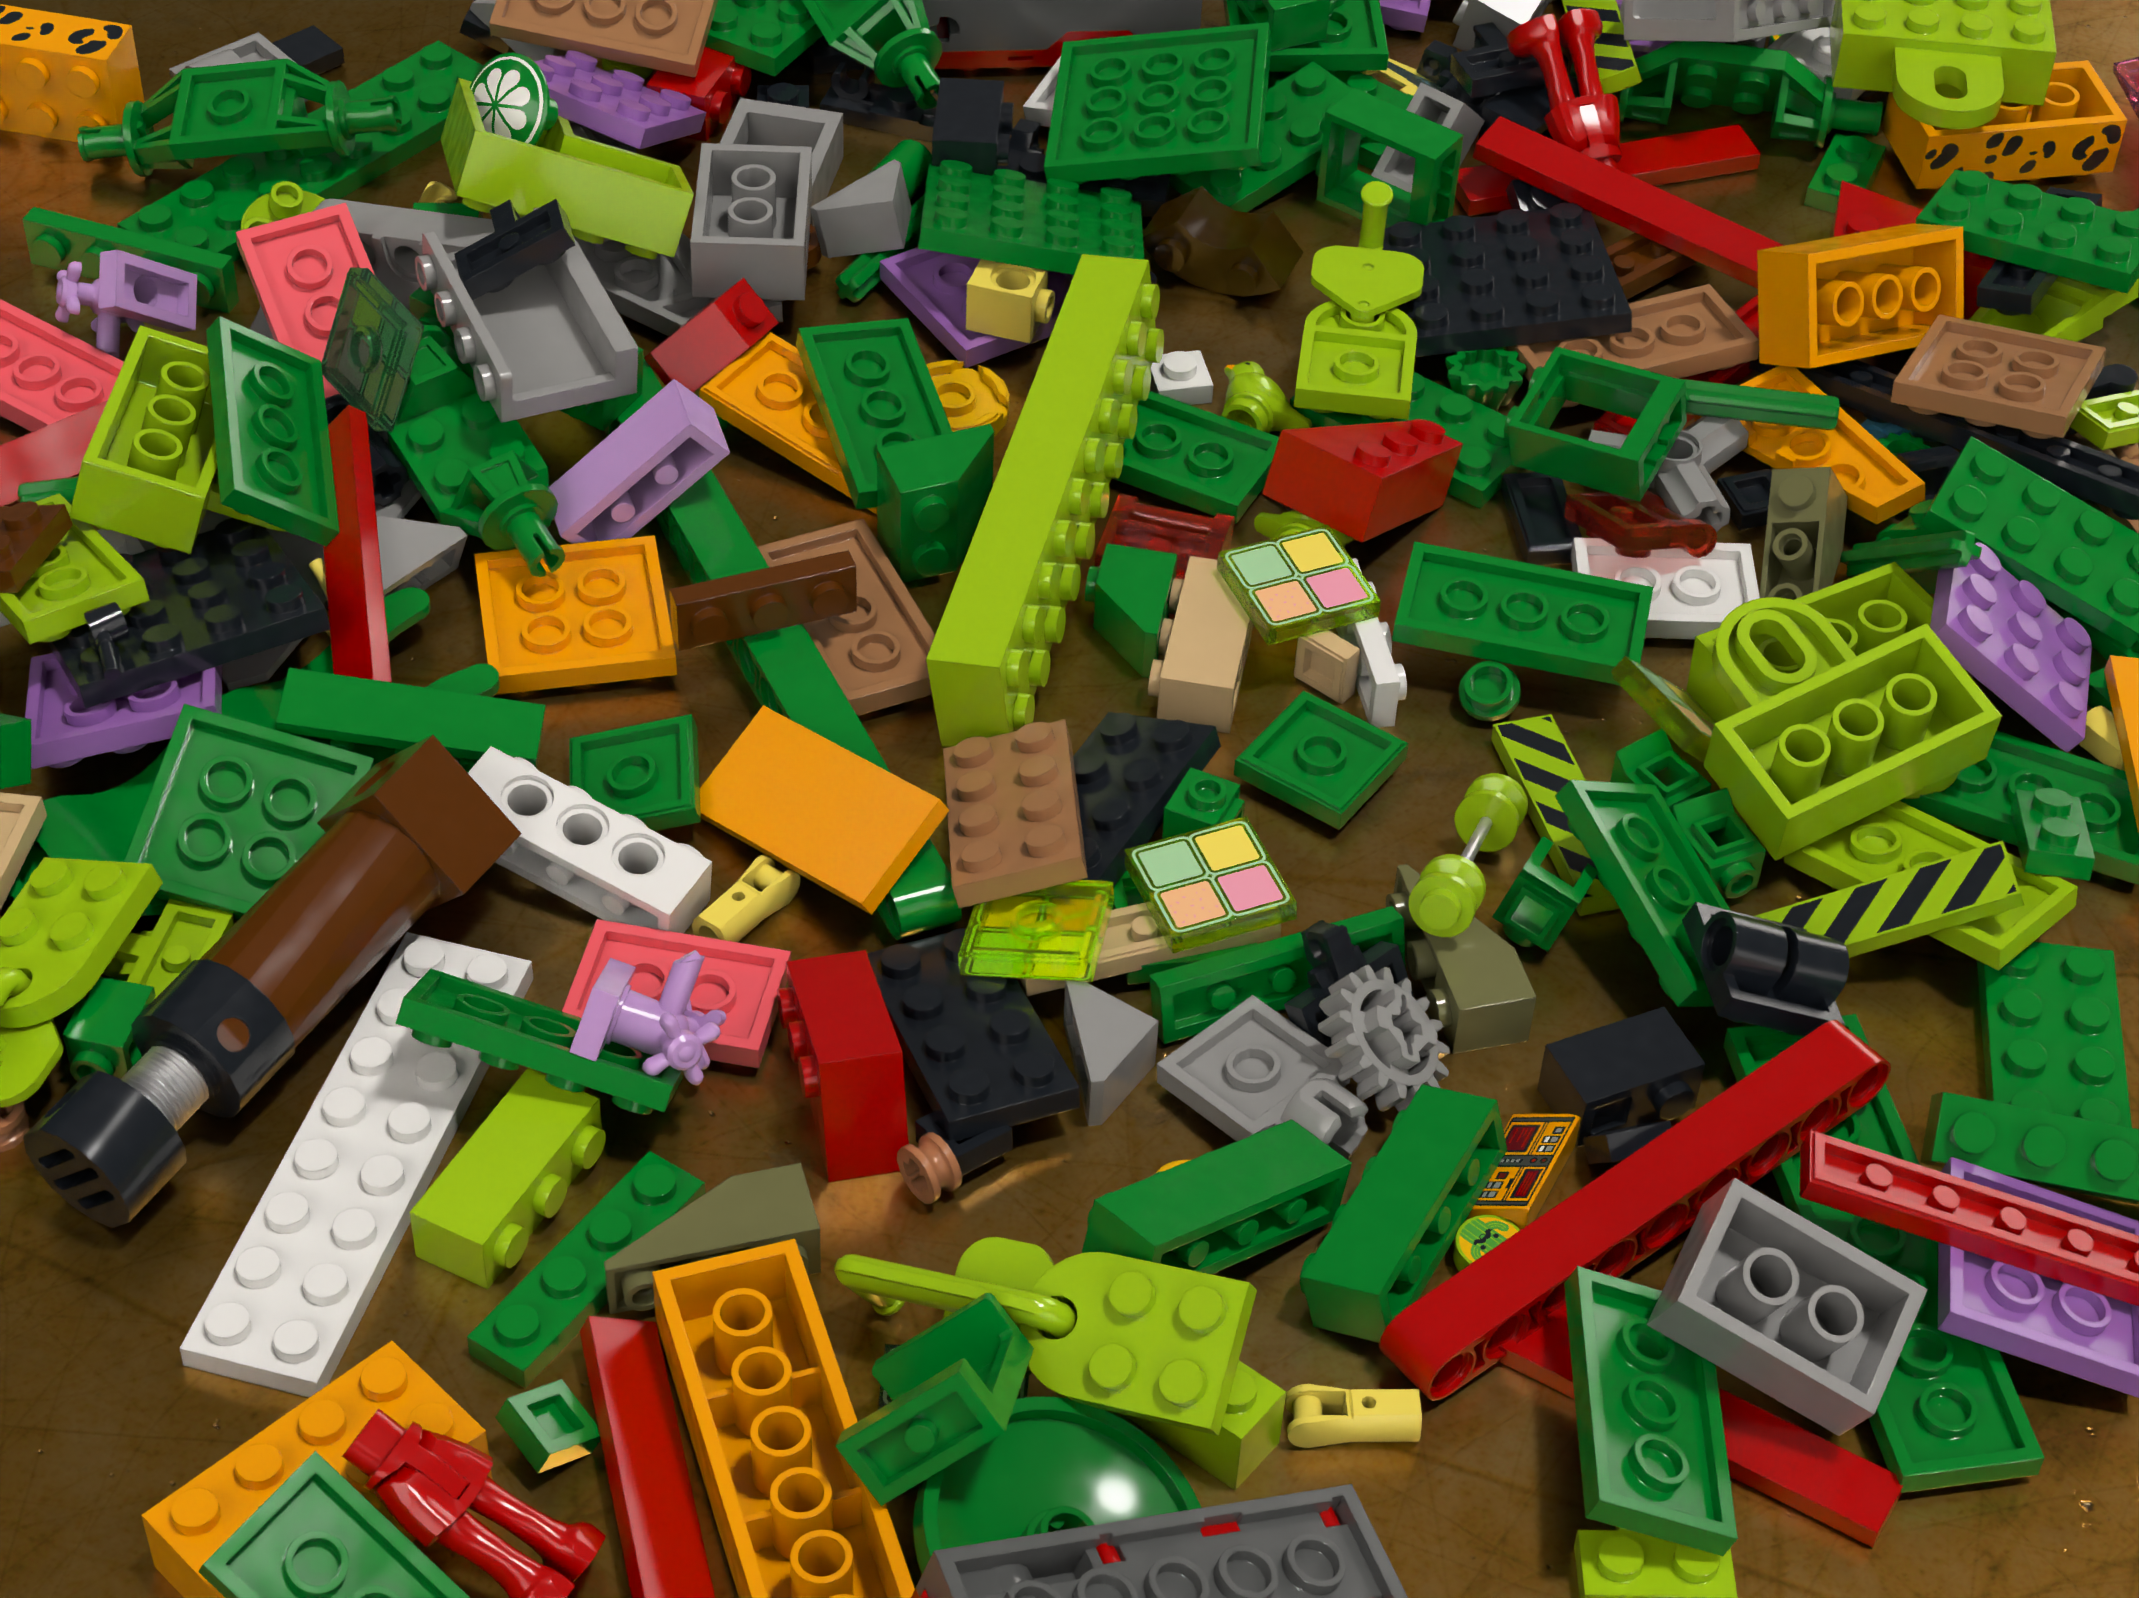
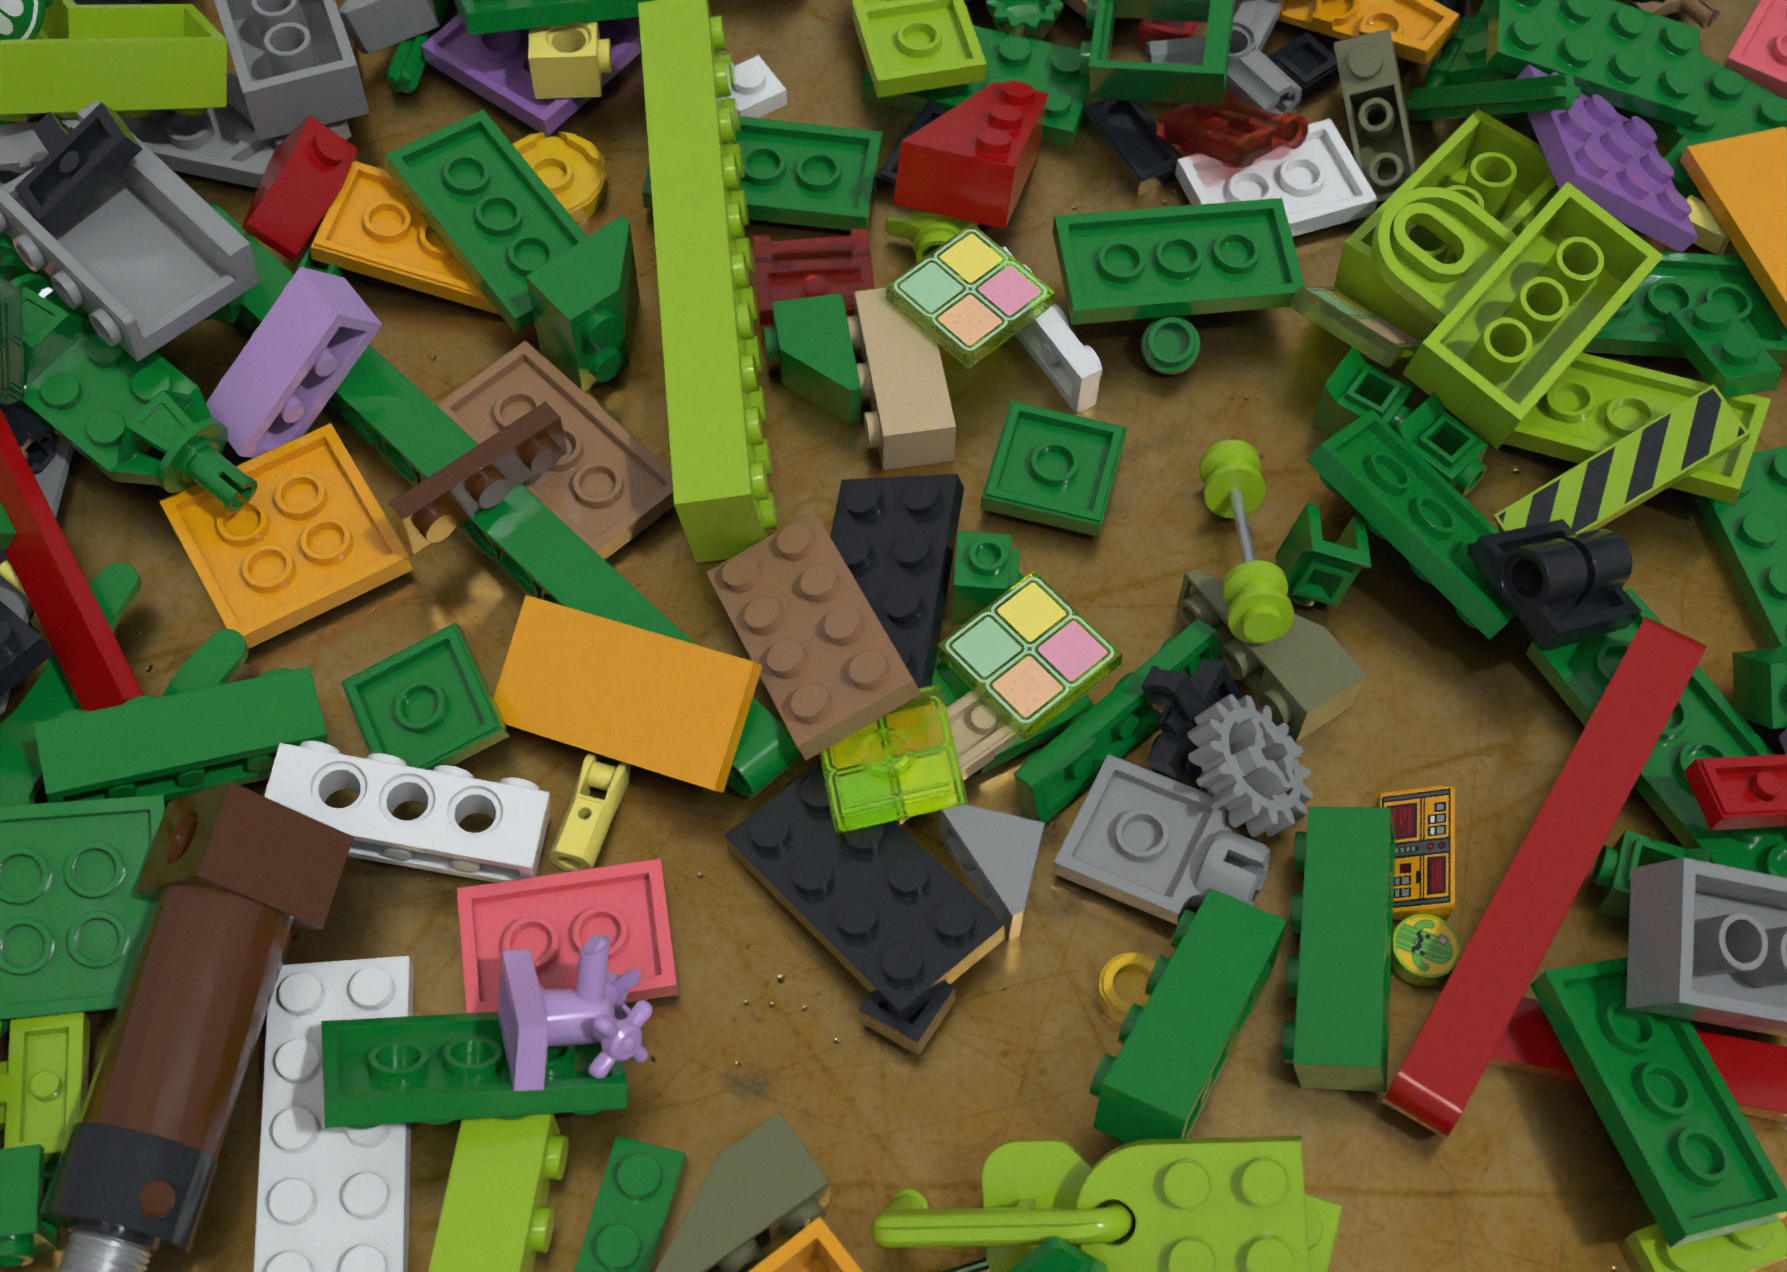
camera: 20 degrees left, 15 degrees up
(417, 552) = (99, 523): light grey slope -> none
(846, 1062) = (768, 964): red wedge -> none
(929, 1167) = (891, 1055): nougat bush -> none
(1259, 400) = (835, 96): lime animal -> none
(1327, 664) = (1019, 364): tan tile -> none
(1352, 1415) = (1394, 1178): light yellow bar -> none
(1542, 765) = (1256, 415): lime tile -> none
(1620, 1143) = (1501, 794): black plate -> none
(1622, 1074) = (1464, 722): black brick -> none

